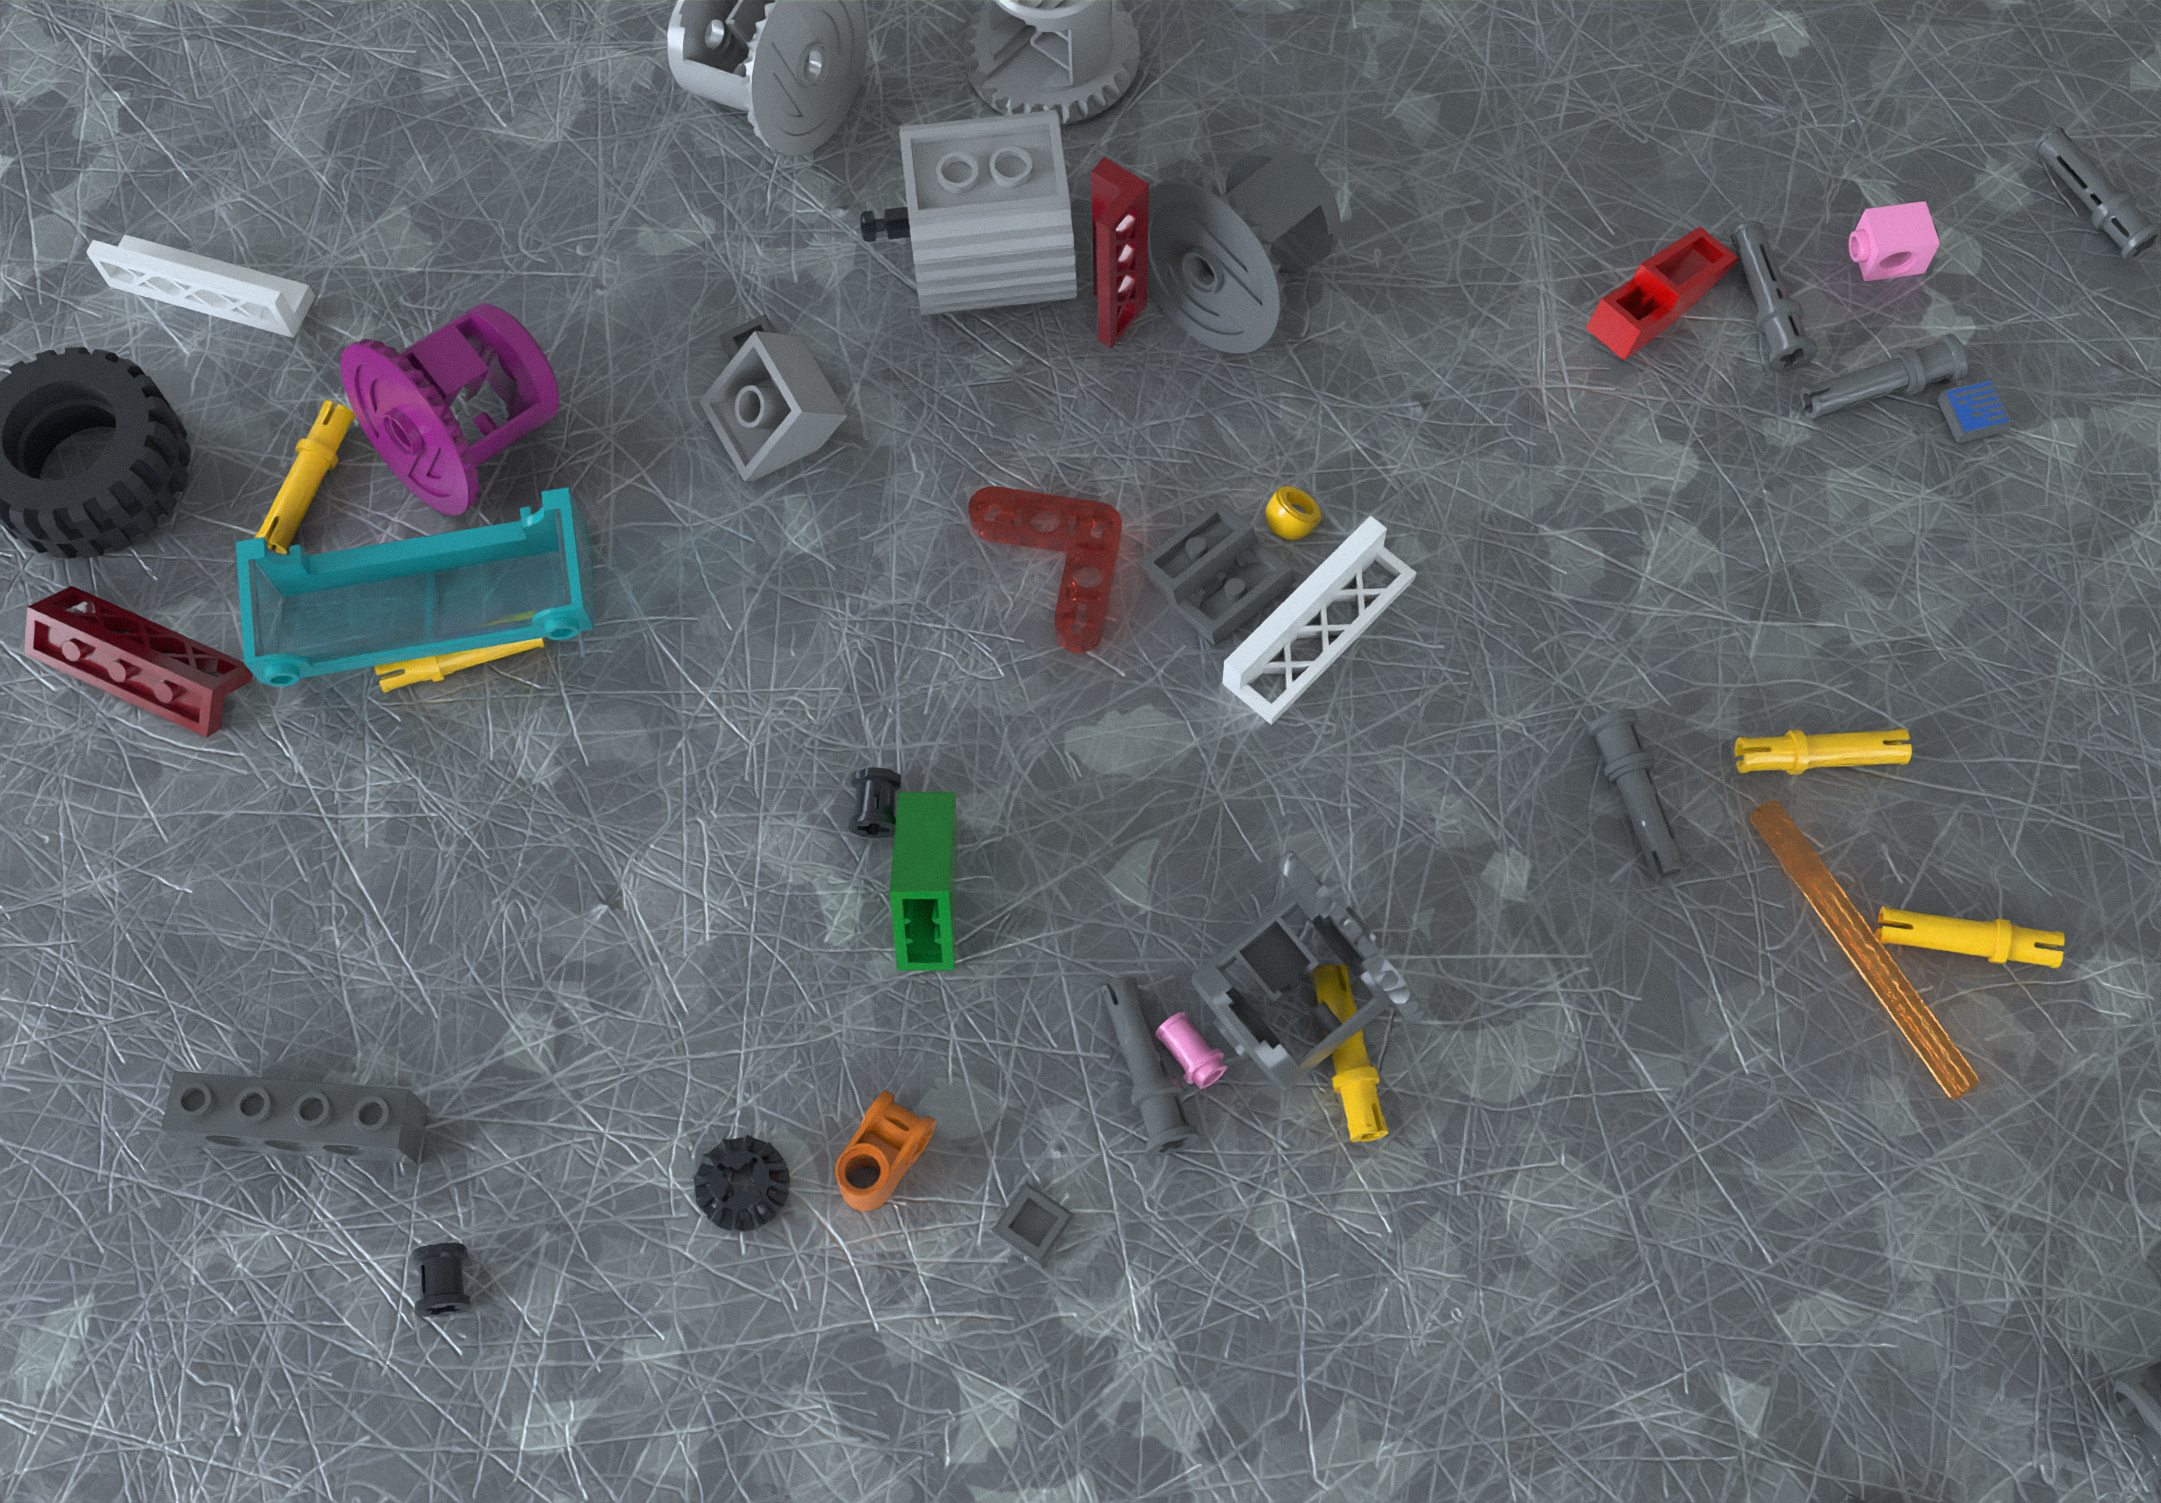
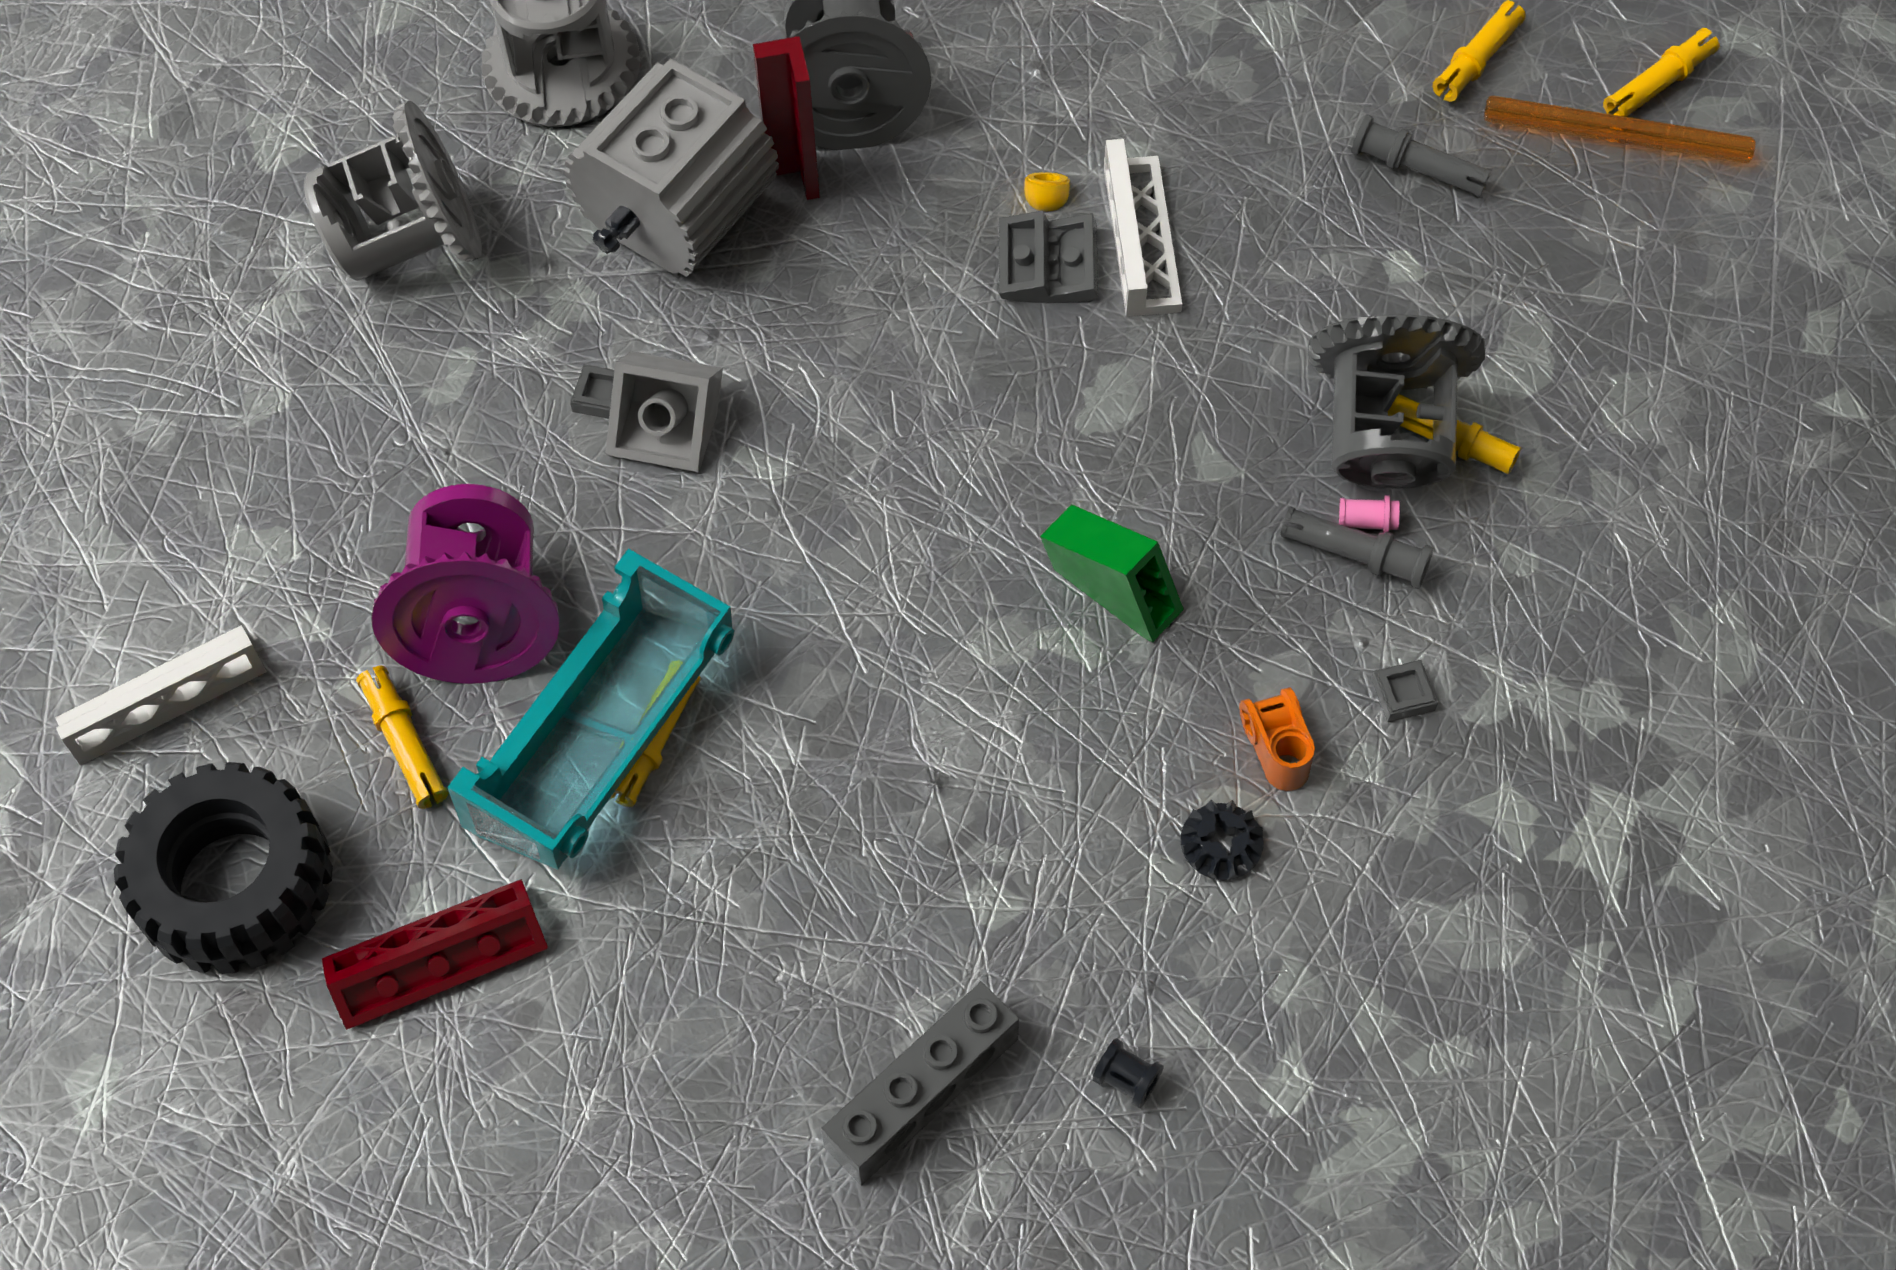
camera: 50 degrees left, 5 degrees down
(869, 784) = (1025, 562): black bush -> none
(1080, 548) = (951, 317): clear red beam -> none

